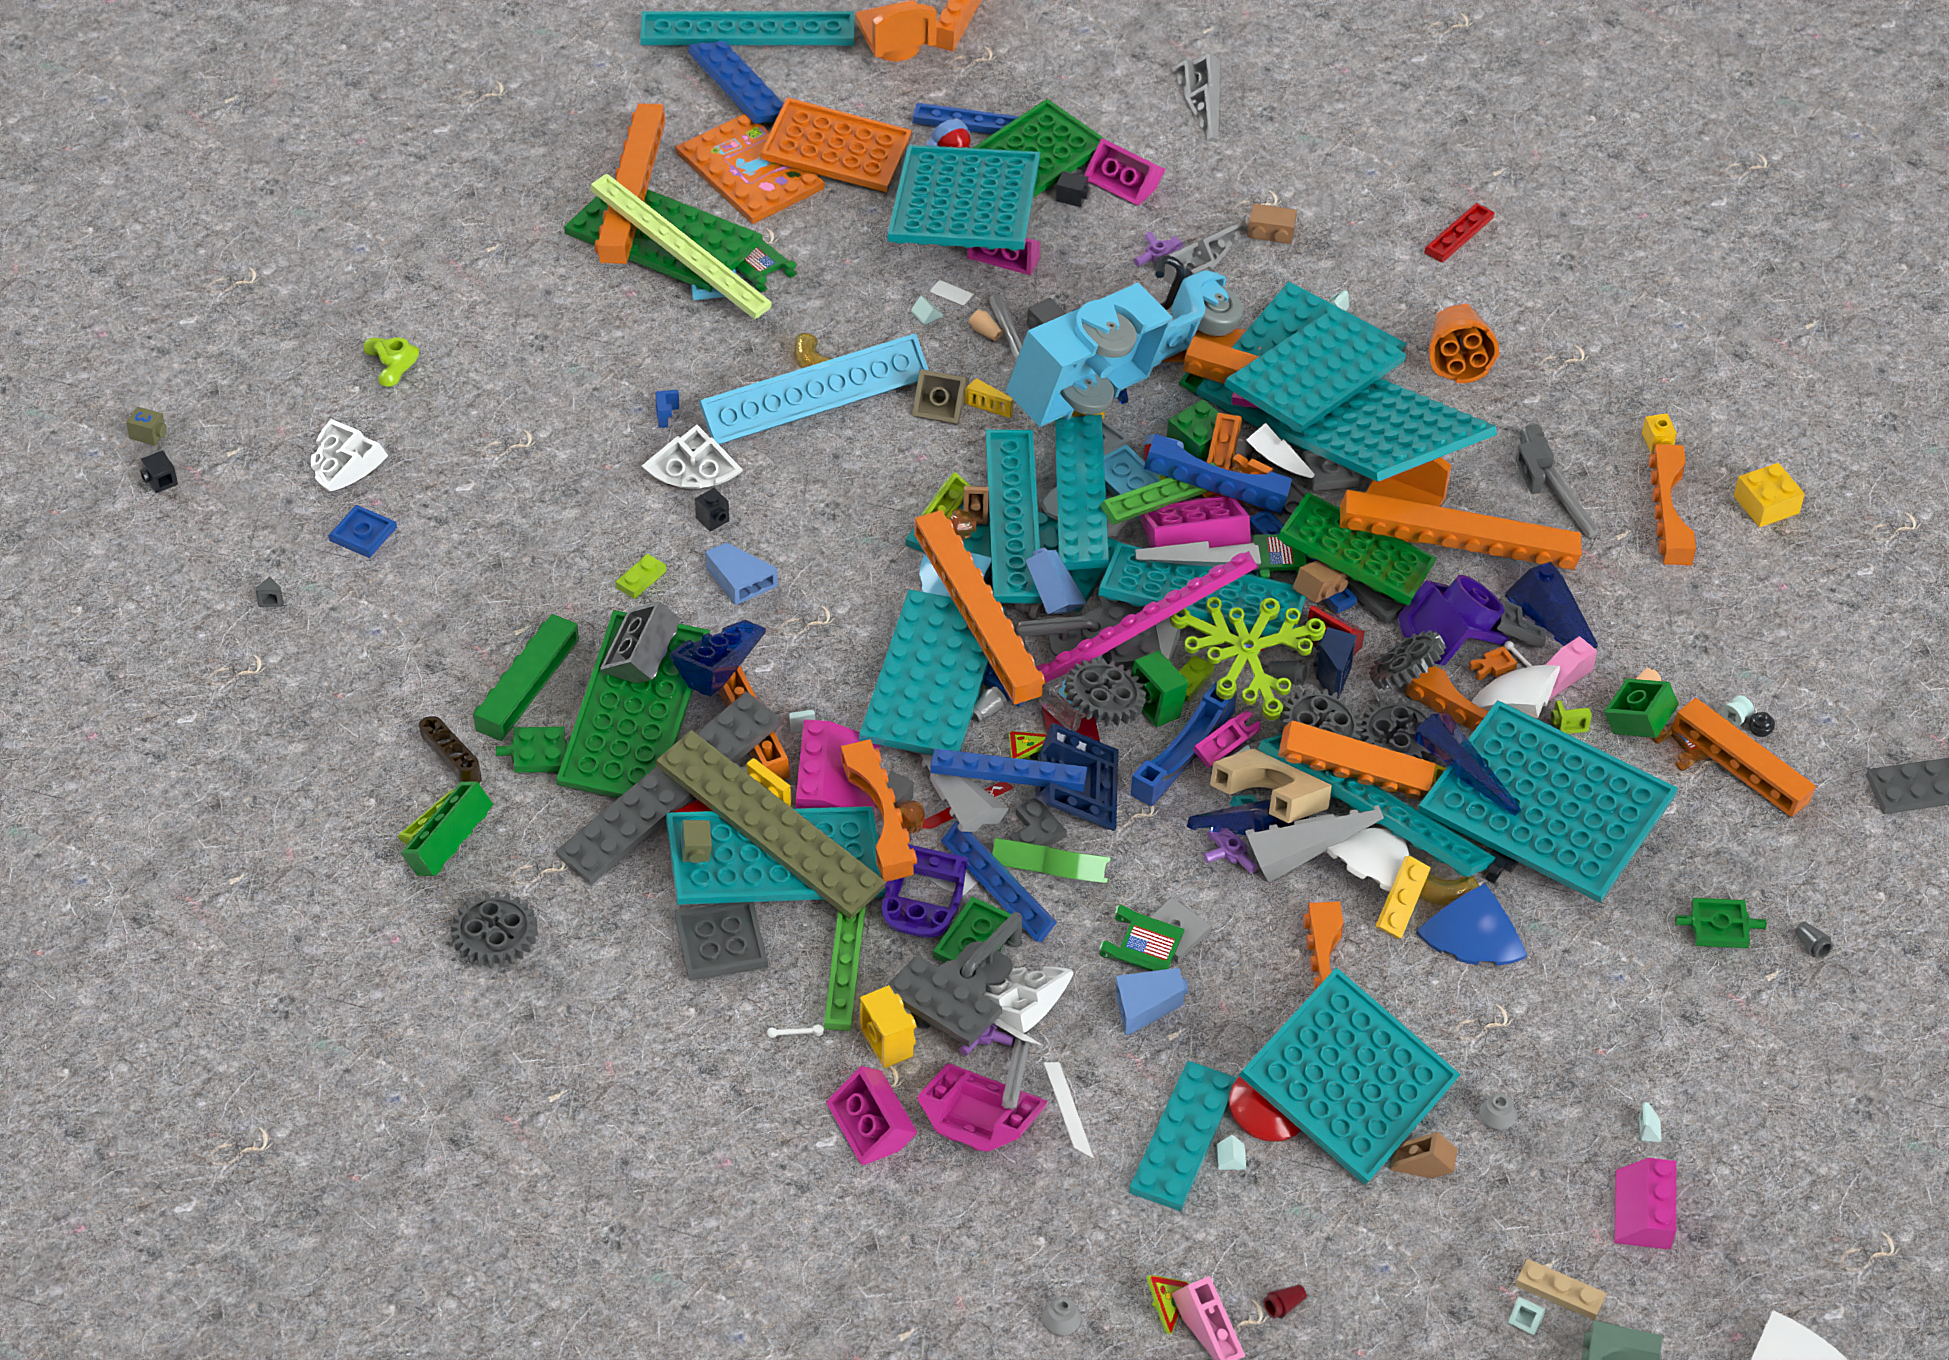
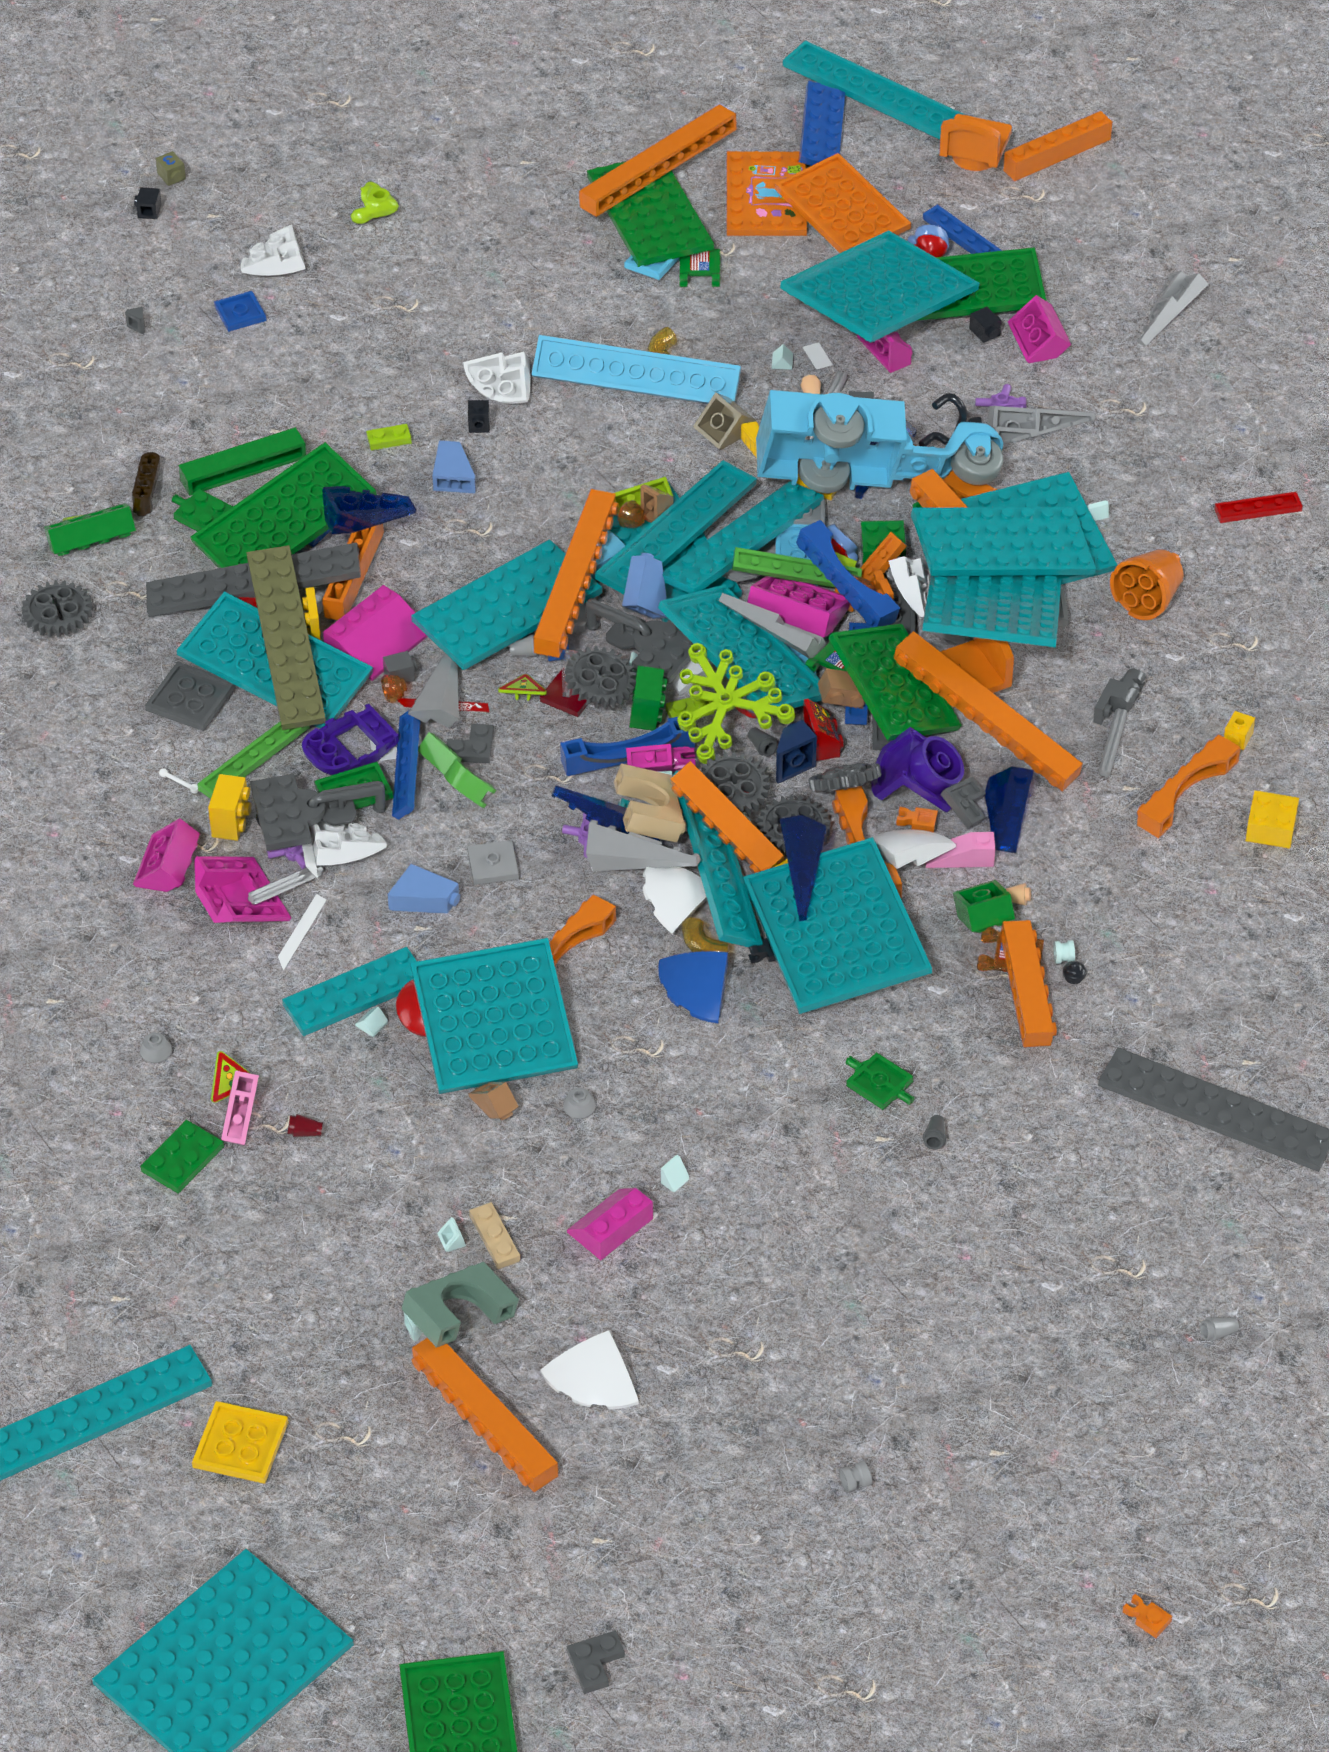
camera: 40 degrees right, 0 degrees up
(641, 643) = (318, 473): flat silver slope -> none
(665, 403) = (521, 328): blue bracket -> none
(681, 246) = (636, 221): yellowish green plate -> none
(696, 841) = (219, 618): olive brick -> none
(797, 719) = (395, 586): light aqua slope -> none
(864, 771) = (346, 699): orange arch -> none
(1007, 769) = (484, 693): blue plate -> none
(1100, 791) = (533, 727): dark blue slope -> none
(1146, 943) = (462, 858): green flag -> none
(1149, 616) = (676, 639): dark pink plate -> none
(1272, 223) = (1111, 425): medium nougat brick -> none
(1403, 897) = (663, 928): yellow plate -> none
(1510, 646) = (947, 815): white hinge -> none
(1571, 720) = (930, 888): lime bracket -> none

